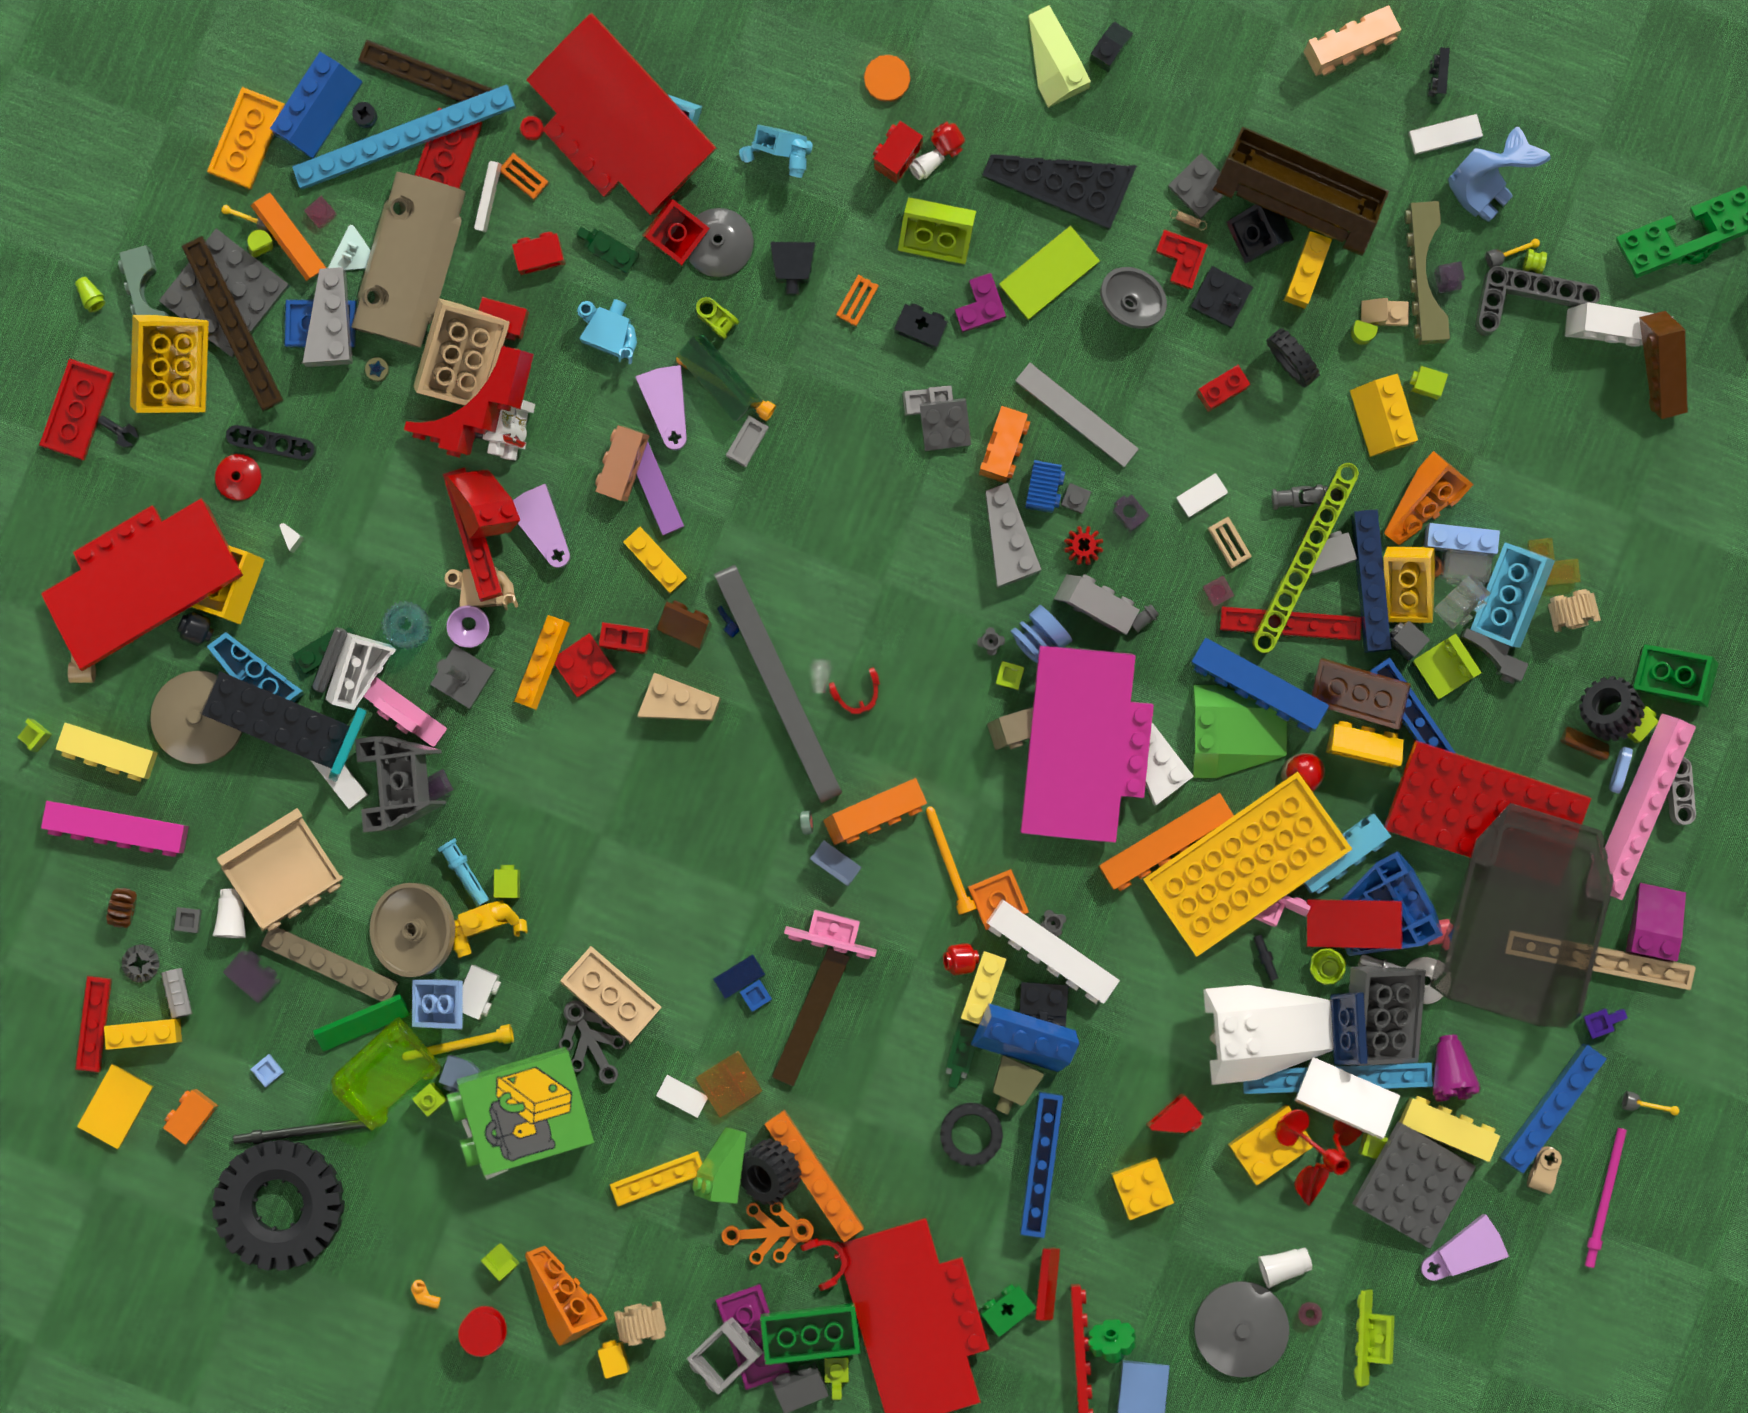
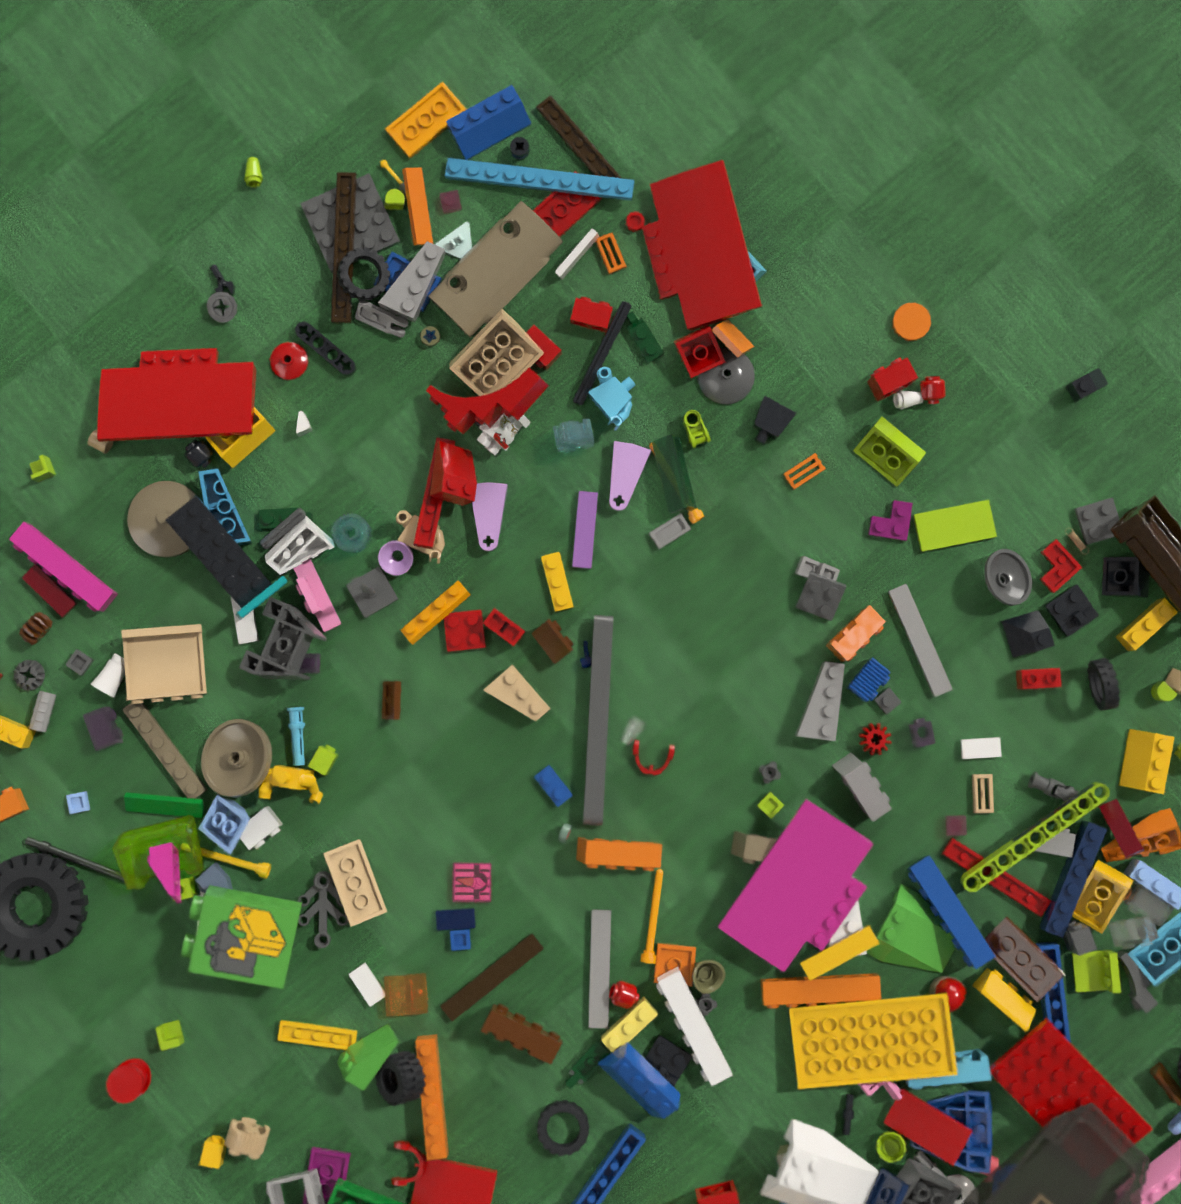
camera: 20 degrees right, 0 degrees up
(76, 409) = (199, 250): red tile -> none
(107, 751) = (87, 508): light yellow brick -> none
(113, 861) = (49, 590): none -> dark red tile
(133, 468) = (216, 313): none -> dark grey gear
(138, 268) = (298, 172): sand green arch -> none
(168, 364) = (281, 252): yellow slope -> none
(280, 320) = (378, 262): none -> black tyre
(313, 378) = (380, 318): none -> light grey hinge
(398, 1082) = (165, 864): none -> dark pink slope
(422, 1295) = (100, 1029): light orange arm -> none
(545, 780) = (391, 700): none -> reddish brown plate
(564, 1303) = (201, 1092): orange wedge -> none
(572, 288) = (602, 353): none -> black axle
(588, 393) = (573, 435): none -> clear light blue brick
(621, 463) = (570, 498): nougat brick -> none
(703, 198) = (732, 338): none -> orange tile
(735, 928) = (472, 882): none -> clear pink tile
(767, 779) = (553, 785): none -> blue plate
(771, 1232) = (379, 1120): orange plant -> none
(780, 143) = (810, 327): medium azure torso -> none
(832, 931) = (541, 924): bright pink bracket -> none
(835, 863) = (570, 874): sand blue panel -> none
(874, 1057) = (522, 1033): none -> reddish brown wedge
(908, 326) = (841, 525): black brick -> none
(920, 946) = (599, 968): none -> light grey tile
(1014, 1083) = (615, 1108): olive torso -> none
(1039, 890) = (708, 976): none -> olive helmet
(1044, 632) = (812, 788): medium blue wheel -> none
(1056, 62) = (1042, 373): yellowish green wedge -> none
(1075, 187) = (1005, 472): black wing -> none
(1145, 617) = (892, 815): dark grey pin -> none
(1163, 790) = (839, 952): none -> yellow tile
(1187, 347) = (1027, 634): none -> black slope
(1393, 500) = (1121, 828): none -> dark red tile

